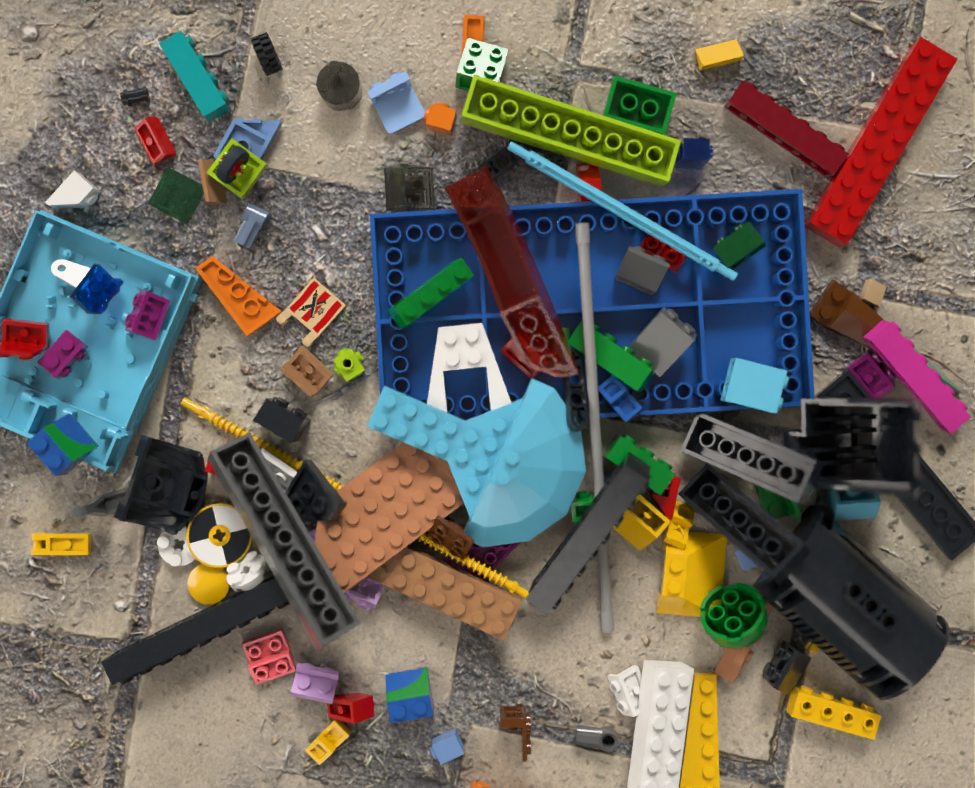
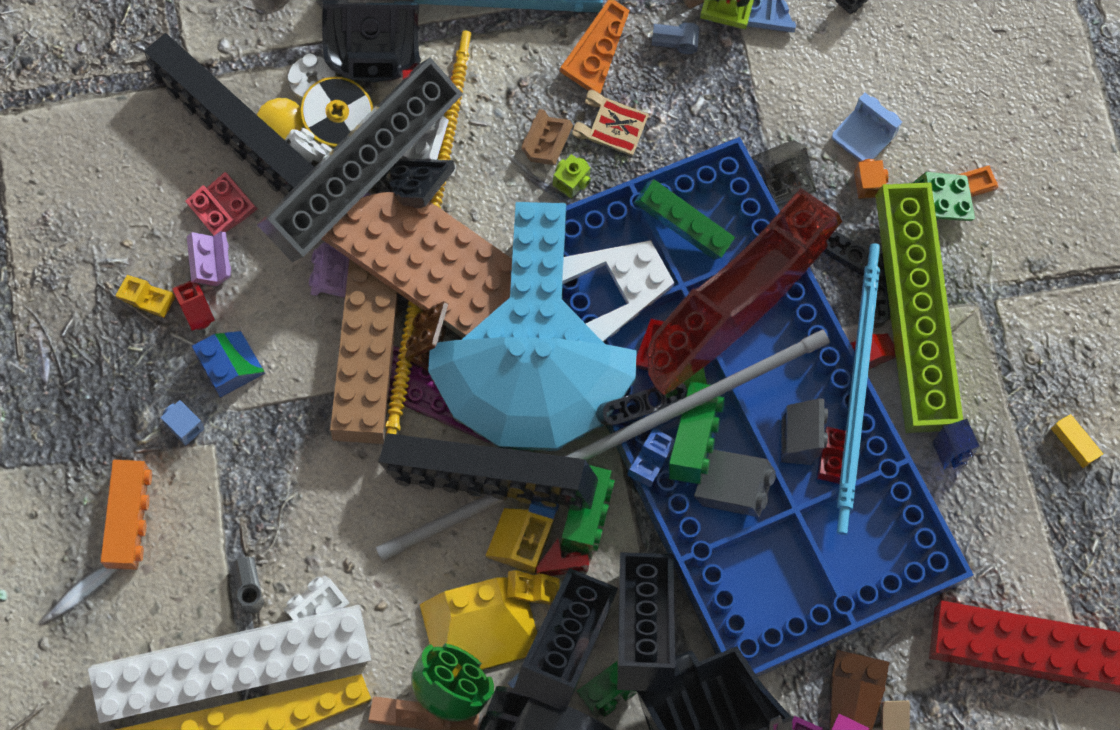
camera: 65 degrees right, 20 degrees down
(281, 419) = (487, 128): black brick -> none
(336, 74) = (857, 70): clear smoke brick -> none
(513, 717) = (238, 492): reddish brown bracket -> none
(639, 104) = (981, 370): green brick -> none
(739, 245) = (877, 528): dark green brick -> none
(754, 385) = (729, 597): medium azure panel -> none
(786, 129) = (1032, 540): dark red brick -> none

